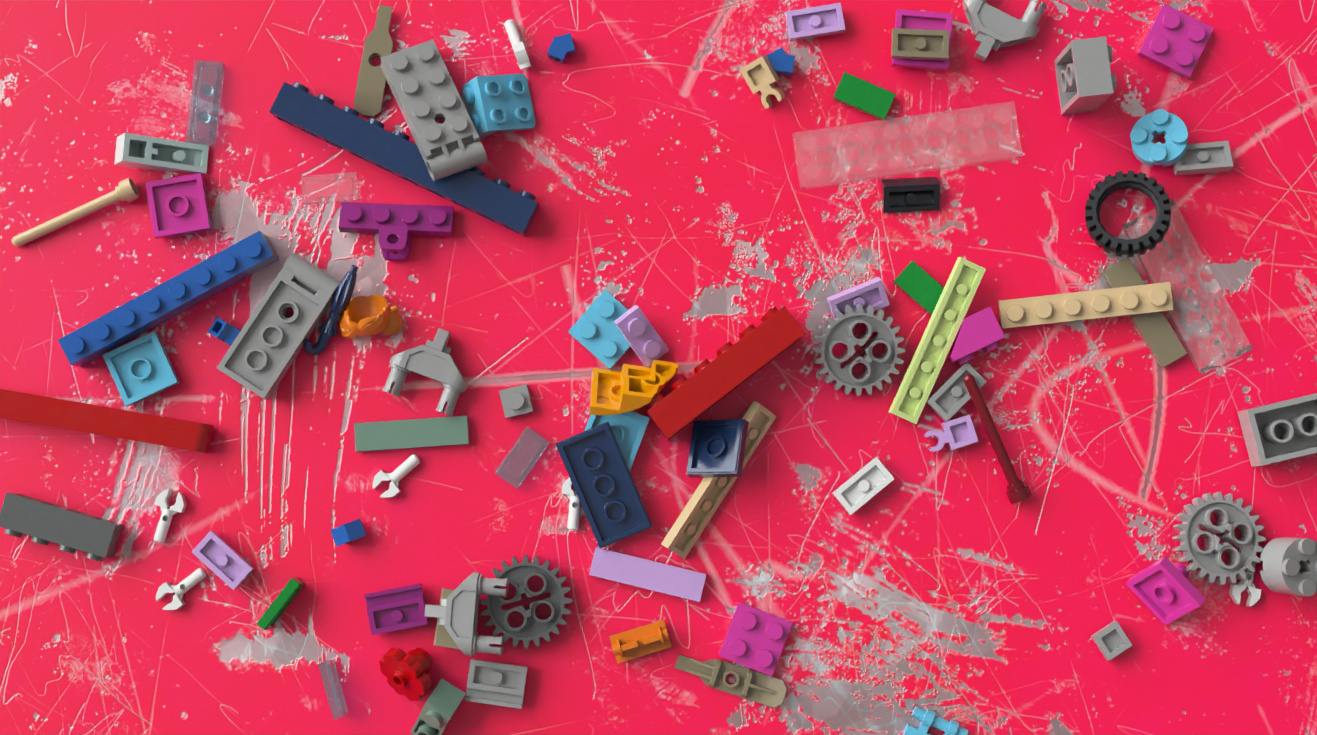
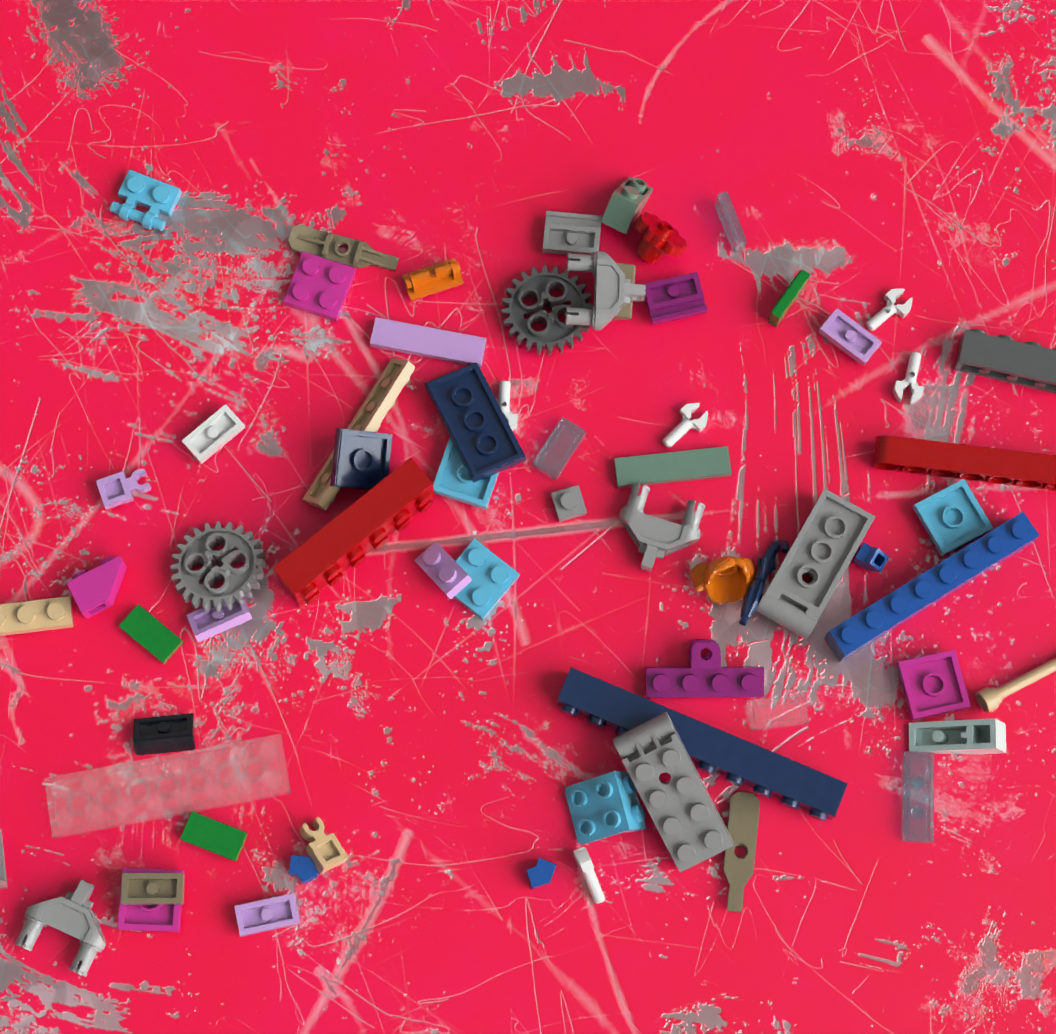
camera: 175 degrees right, 10 degrees down
(348, 532) = (728, 367): blue piece -> none
(630, 389) = (454, 515): light orange slope -> none
(937, 340) = (136, 579): yellowish green plate -> none
(953, 392) = (118, 530): light grey plate -> none
(1017, 489) = (56, 435): dark red piece -> none

